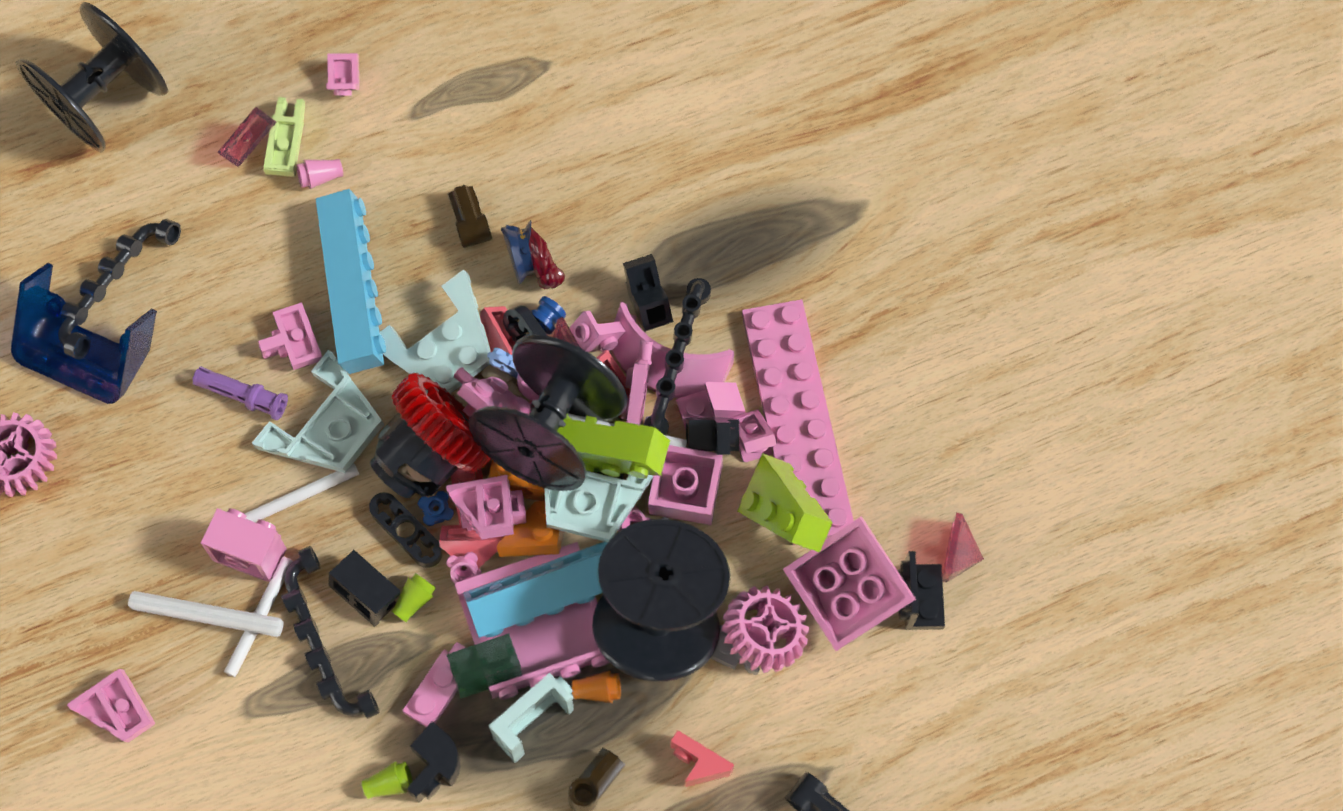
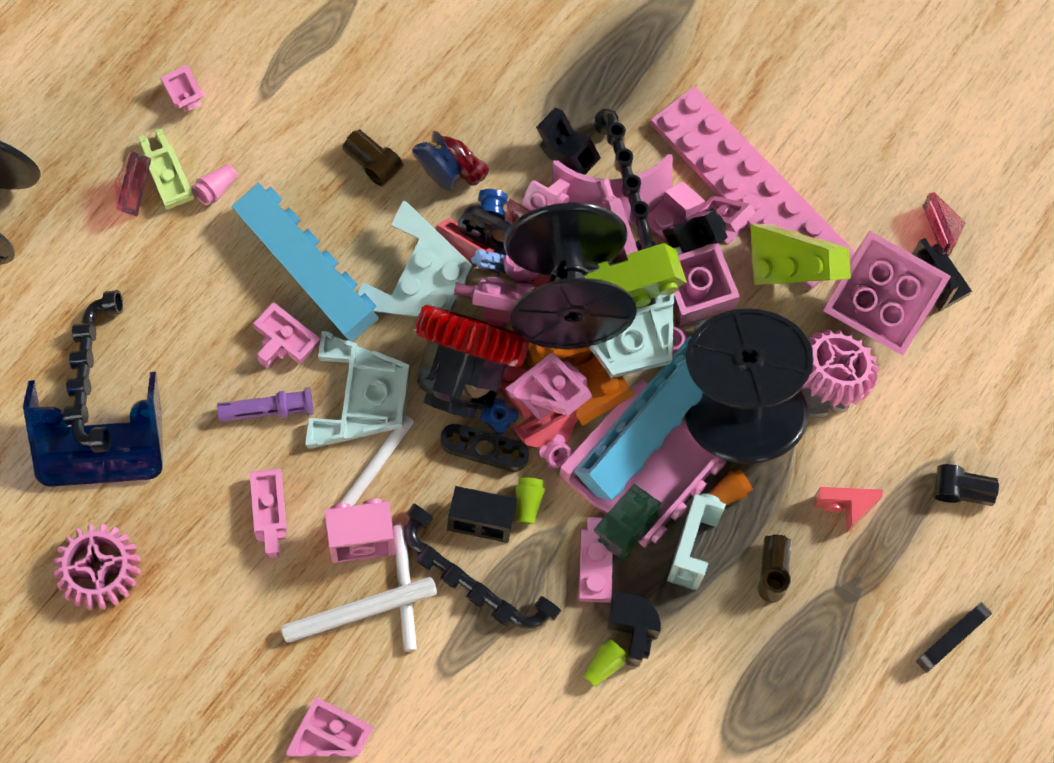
camera: 35 degrees left, 0 degrees up
(185, 483) = (268, 509): none -> bright pink hinge

